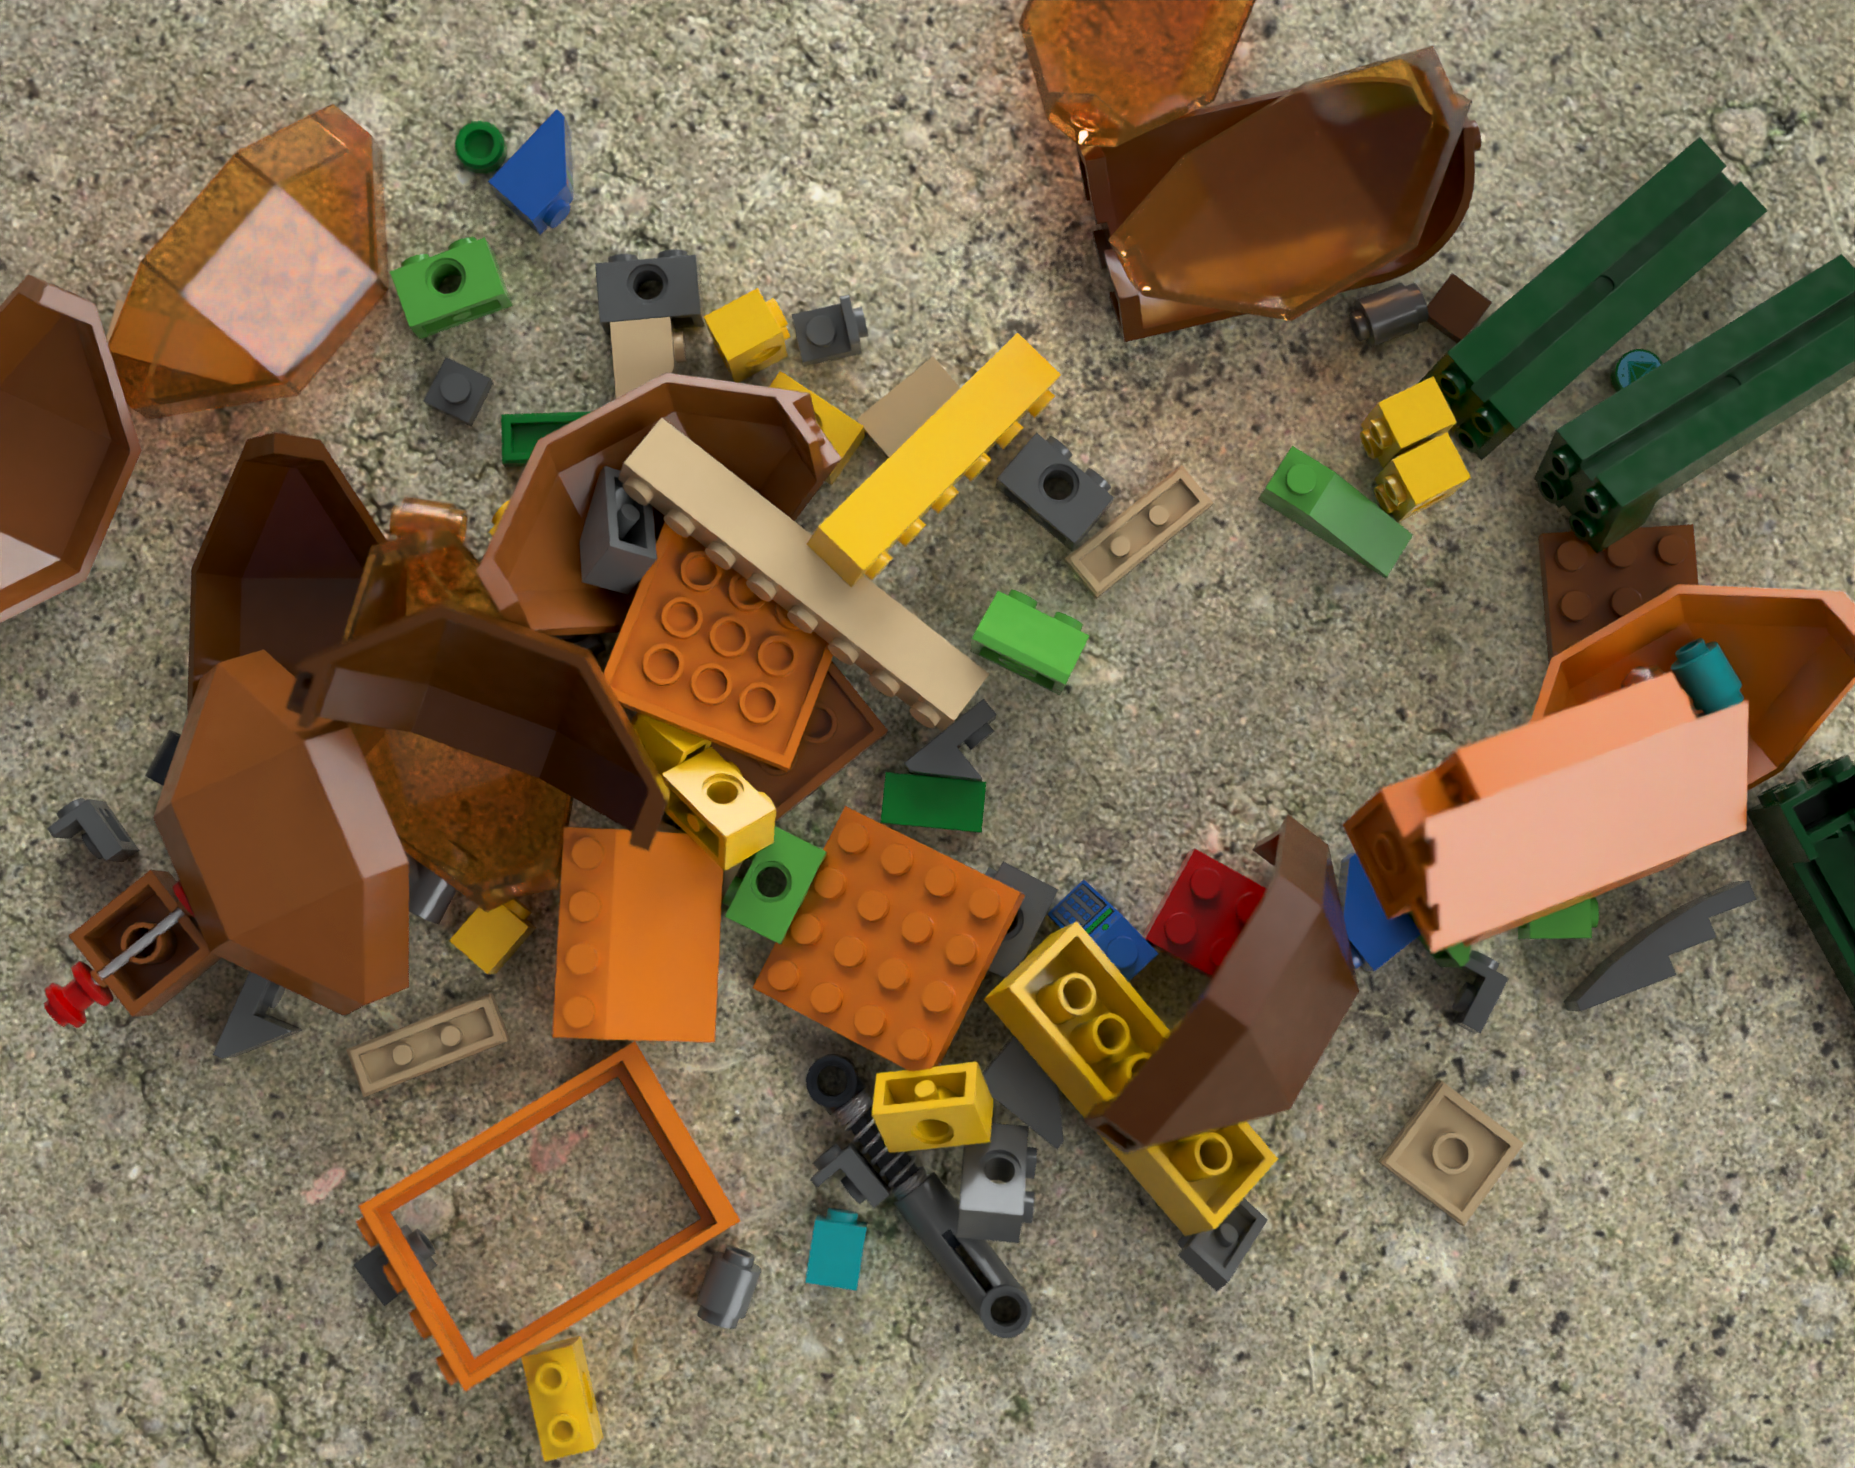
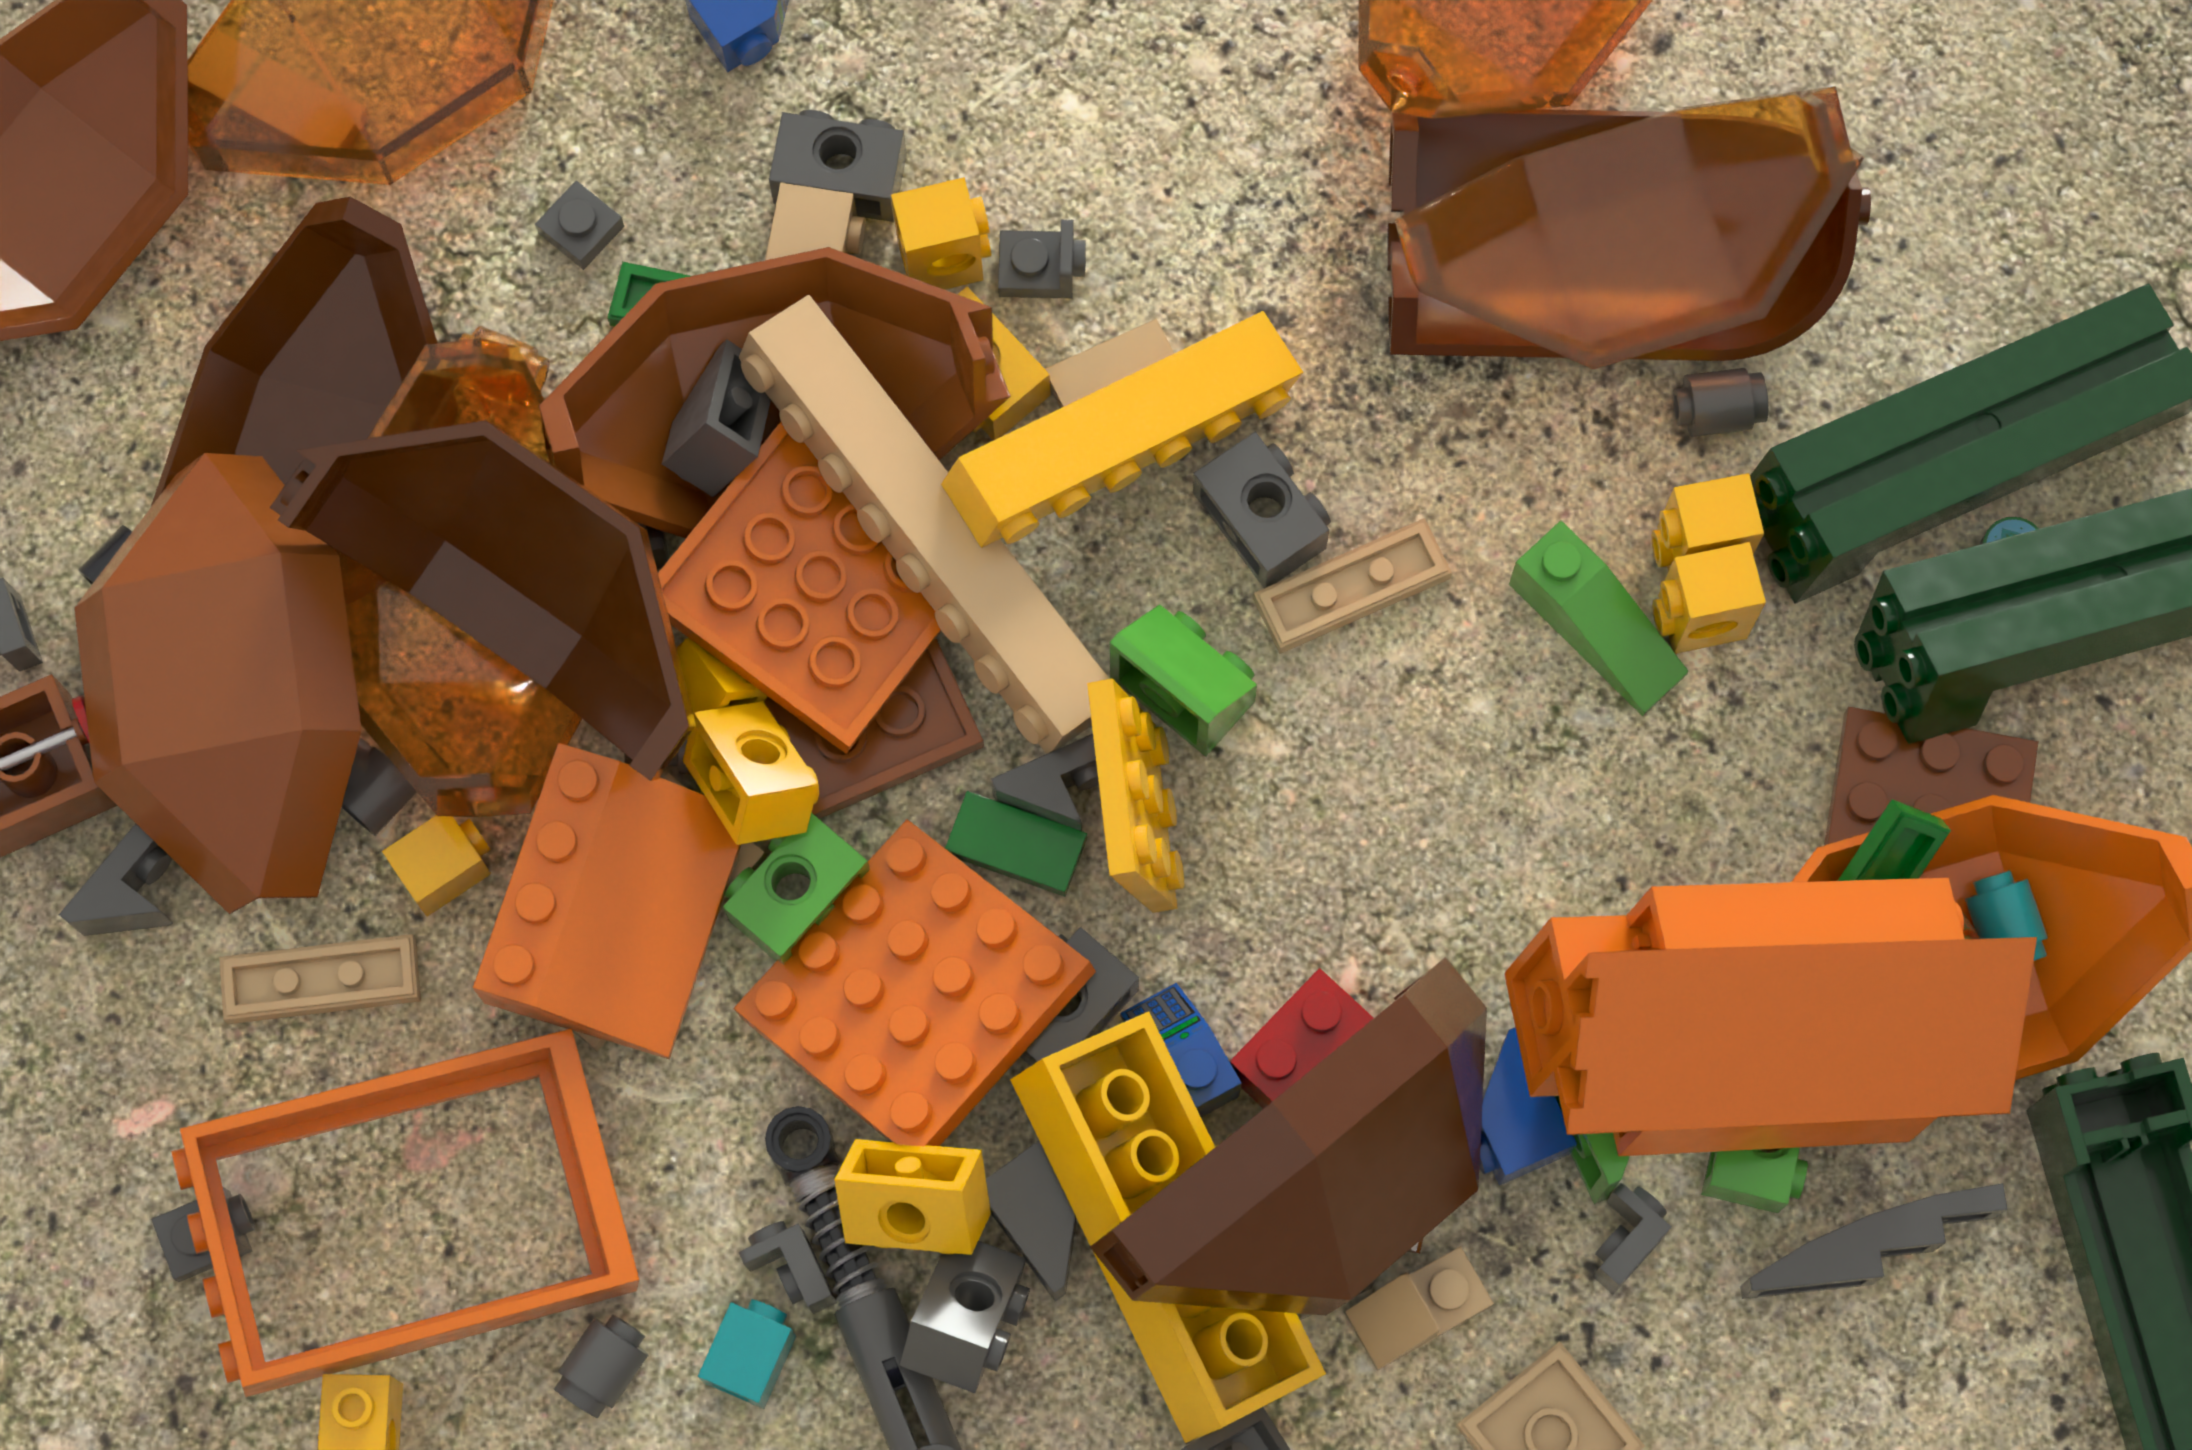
camera: 15 degrees right, 10 degrees down
(479, 294) = (633, 120): bright green brick -> none
(1020, 752) = (1133, 797): none -> yellow plate
(1336, 1079) = (1418, 1307): none -> tan slope
(1456, 308) = (1803, 409): reddish brown tile -> none
(1610, 657) = (1898, 845): none -> green tile

